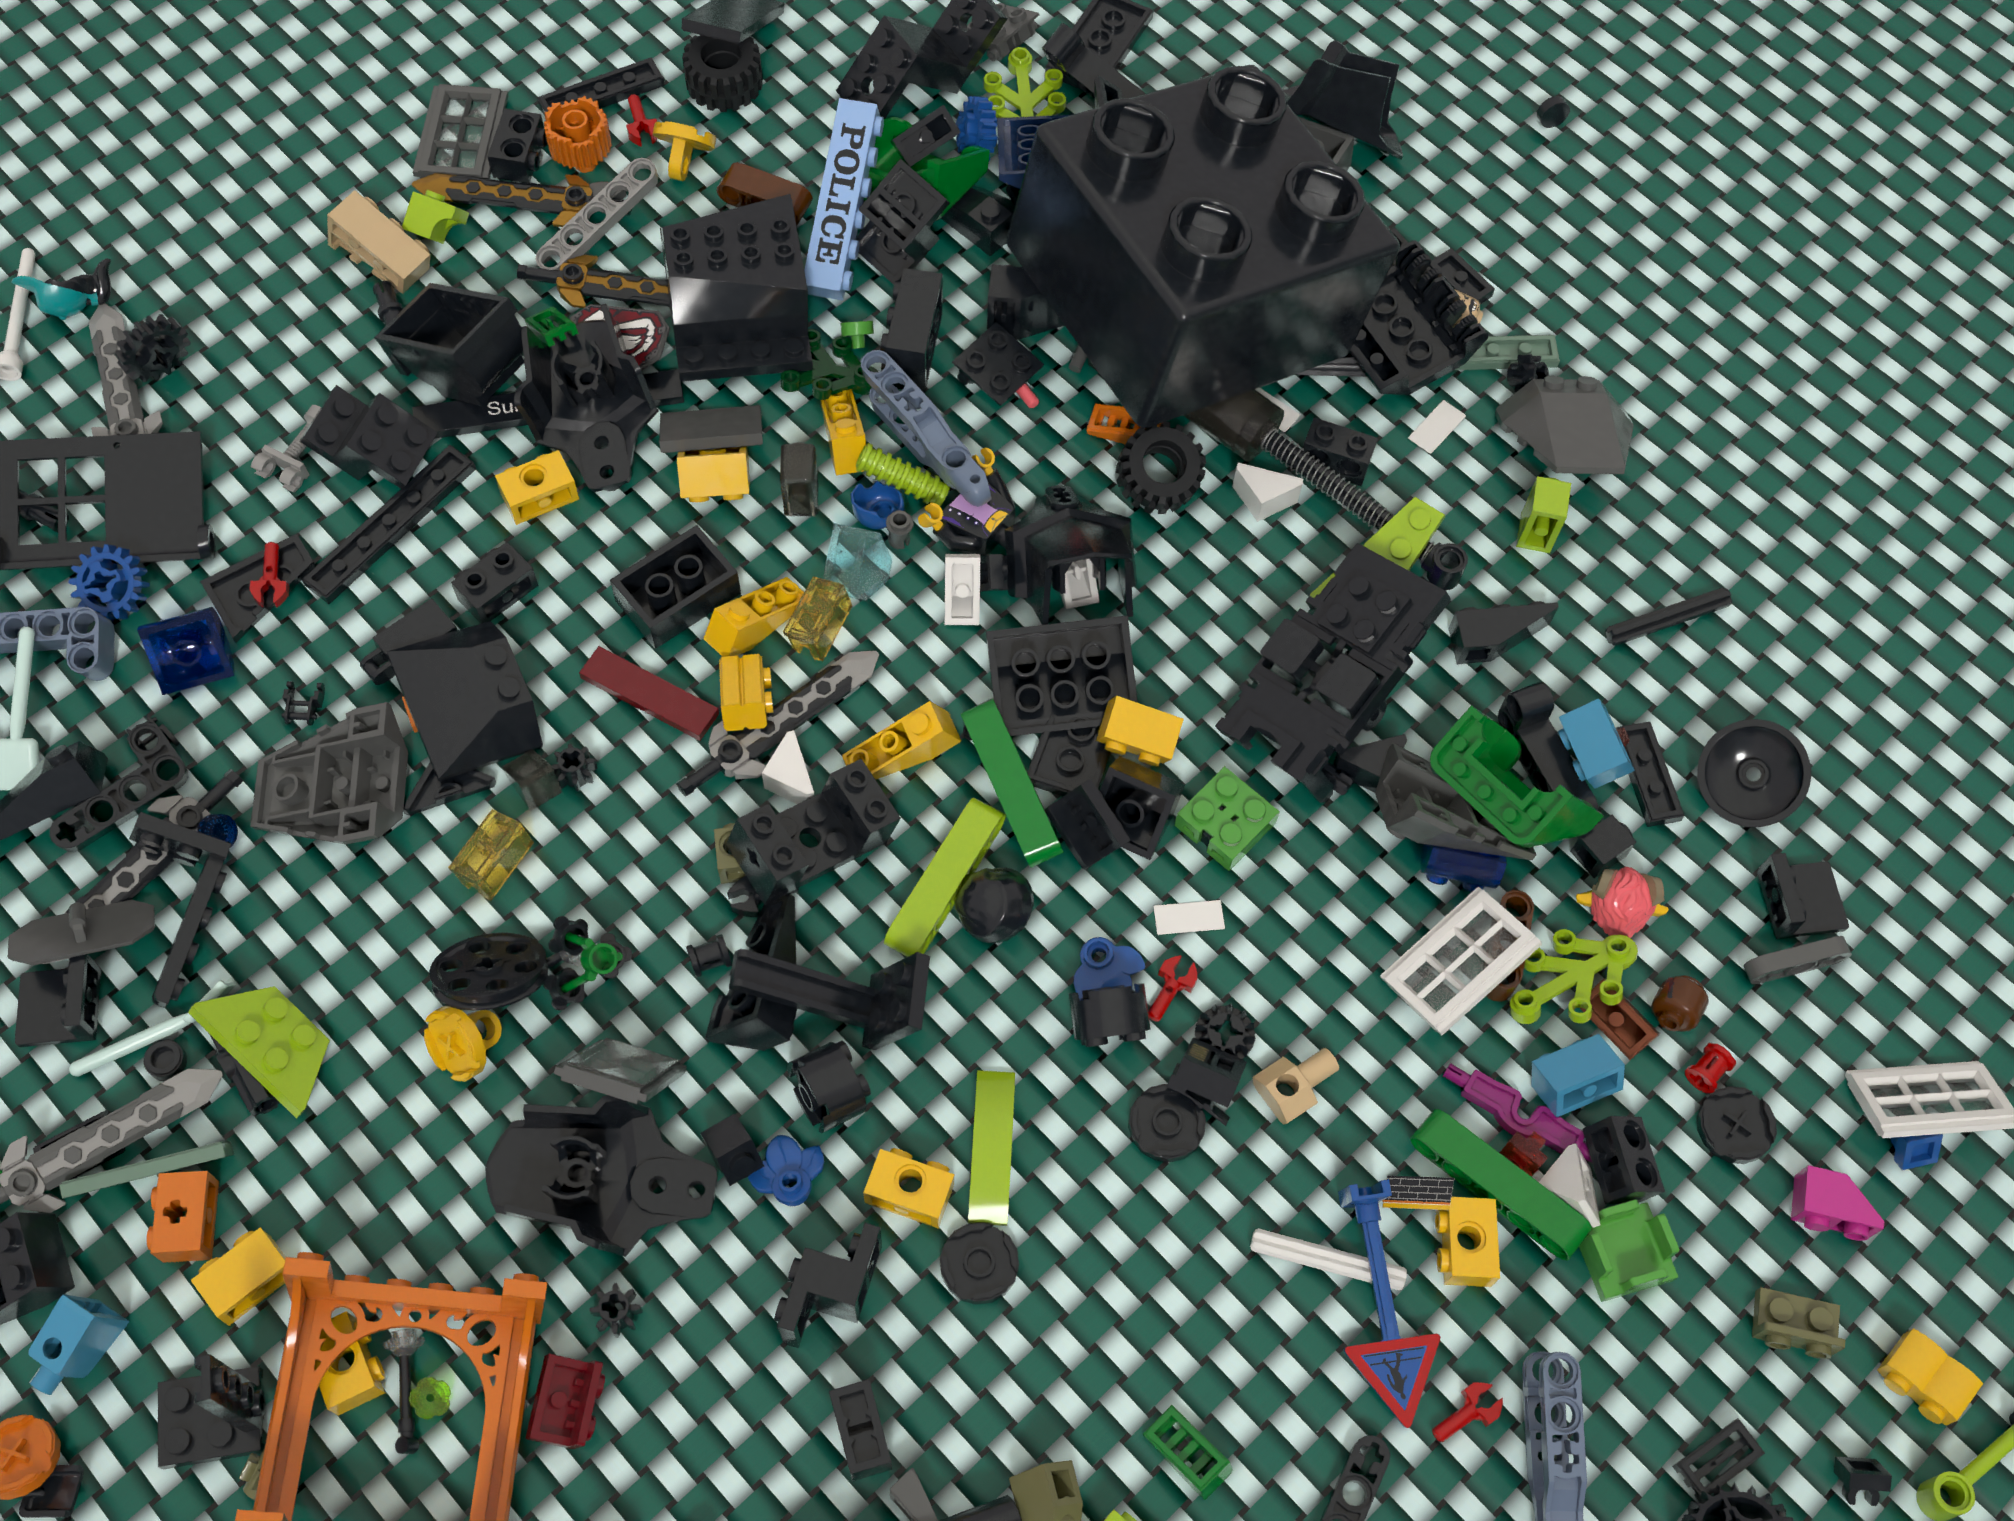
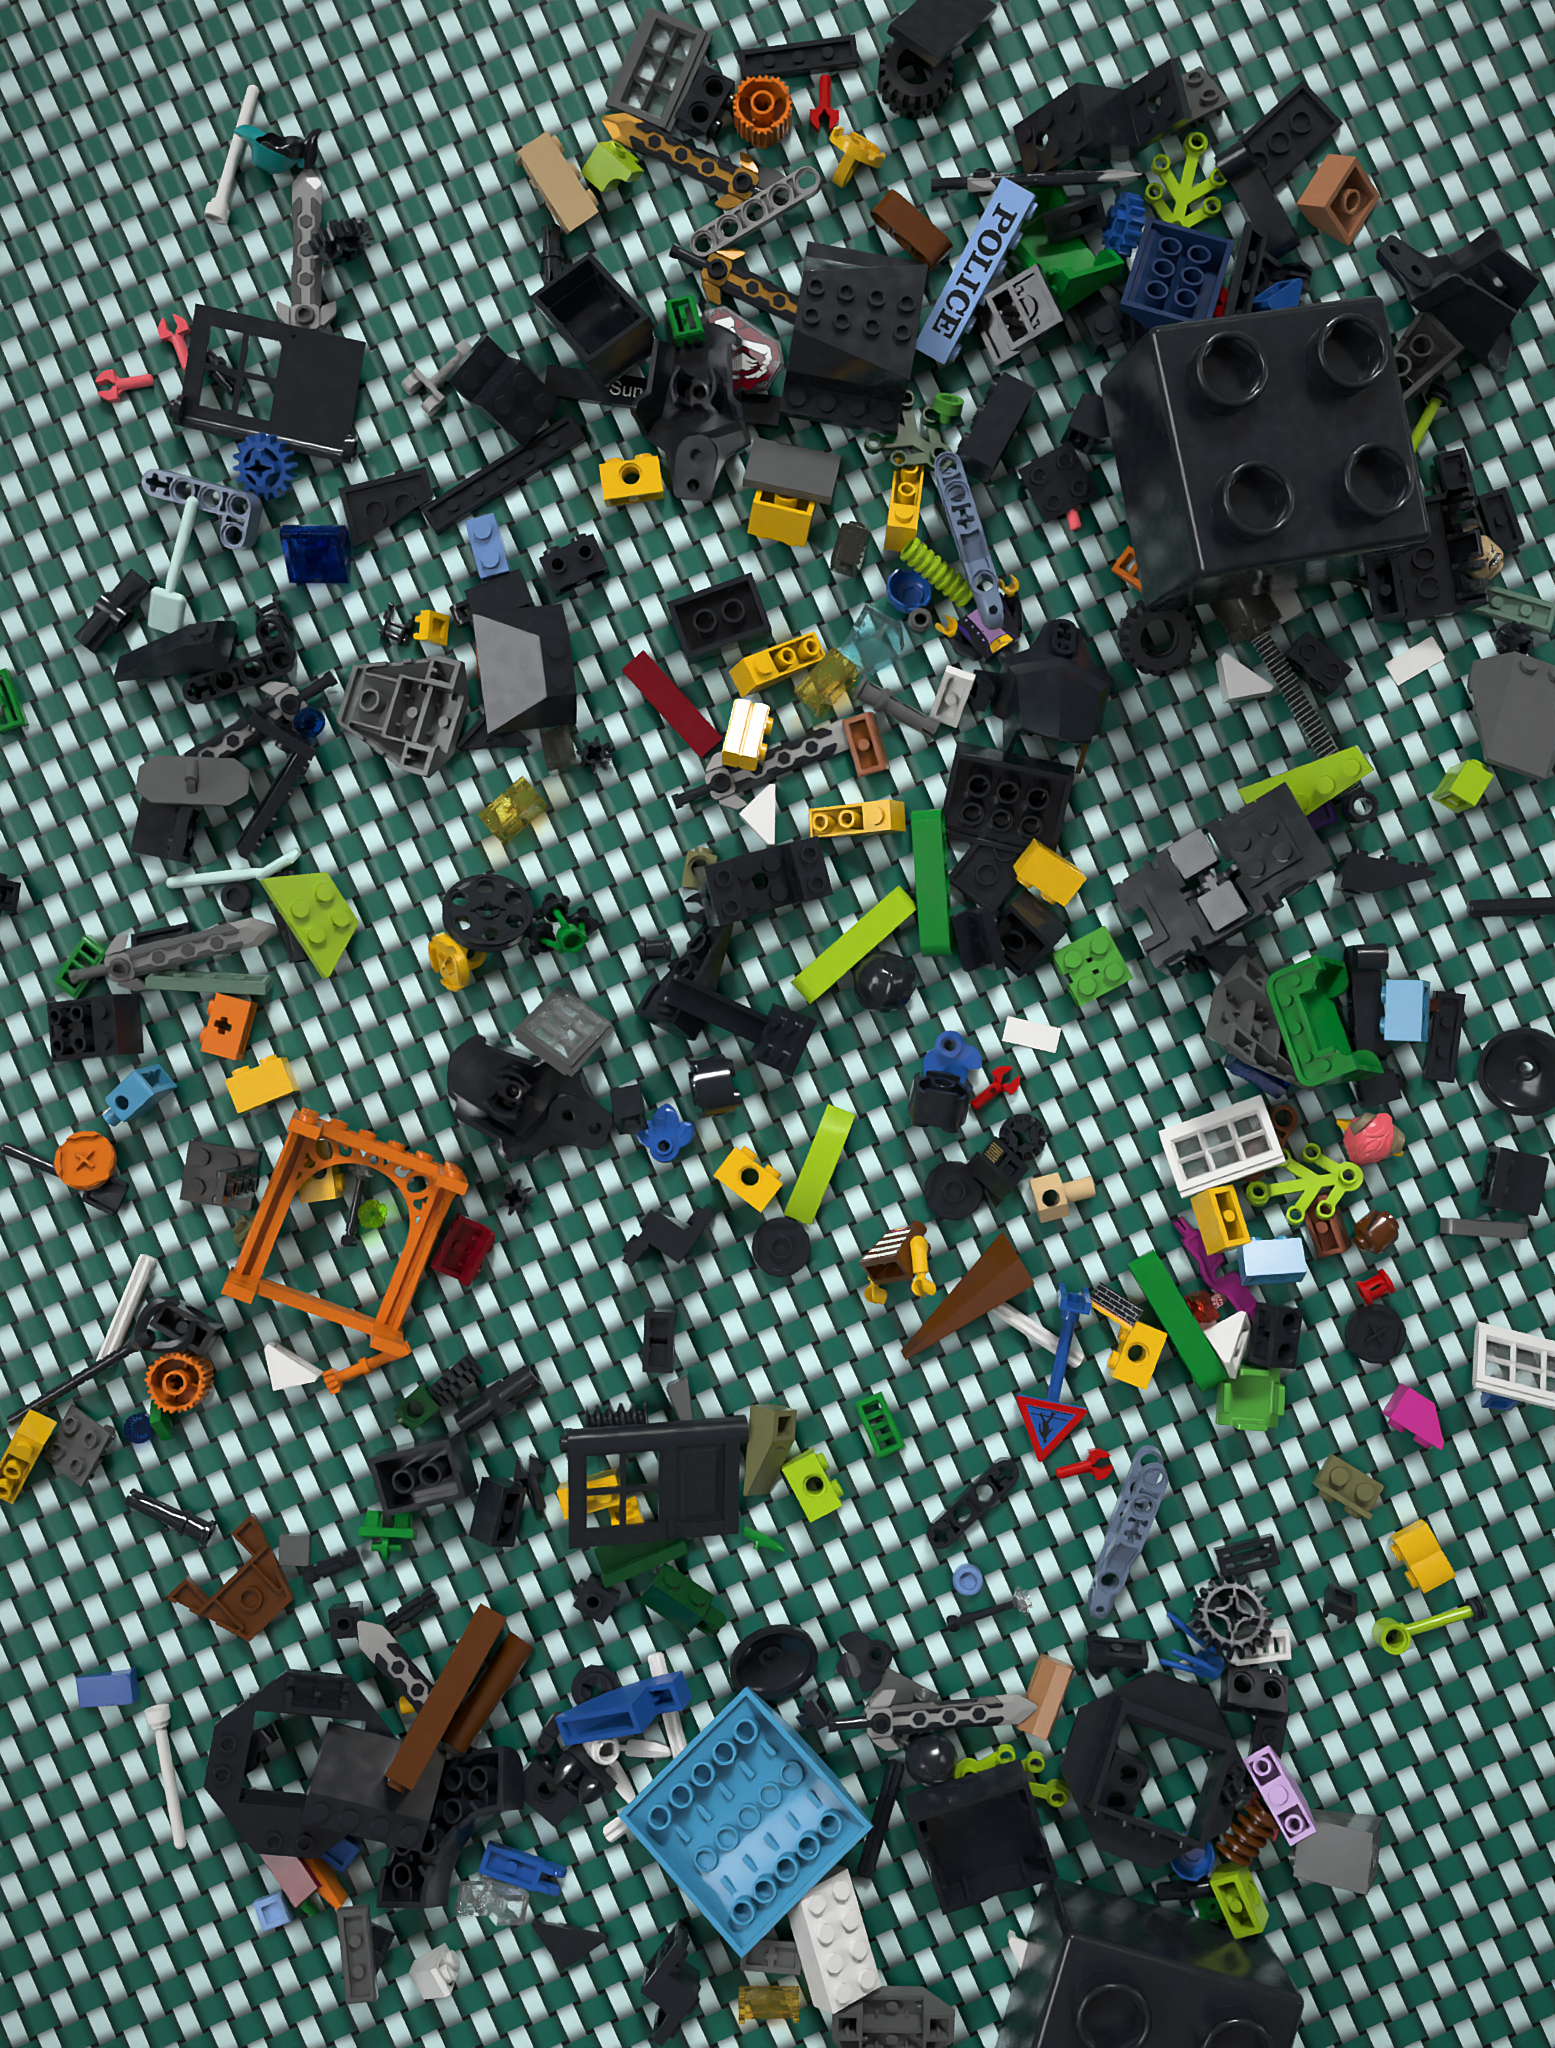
camera: 25 degrees right, 25 degrees up
(269, 577) = (394, 503): red bar -> none
(345, 691) = (432, 628): none -> yellow tile
(387, 587) = (488, 547): none -> medium blue brick
(821, 133) = (984, 181): none -> black sword
(883, 667) = (866, 744): none -> dark orange slope
(887, 619) = (883, 701): none -> dark grey pin
(1126, 1218) = (897, 1258): none -> torso
(1174, 57) = (1339, 198): none -> nougat slope
(1254, 1216) = (986, 1285): none -> reddish brown wedge
(1496, 1043) = (1220, 1220): none -> yellow brick

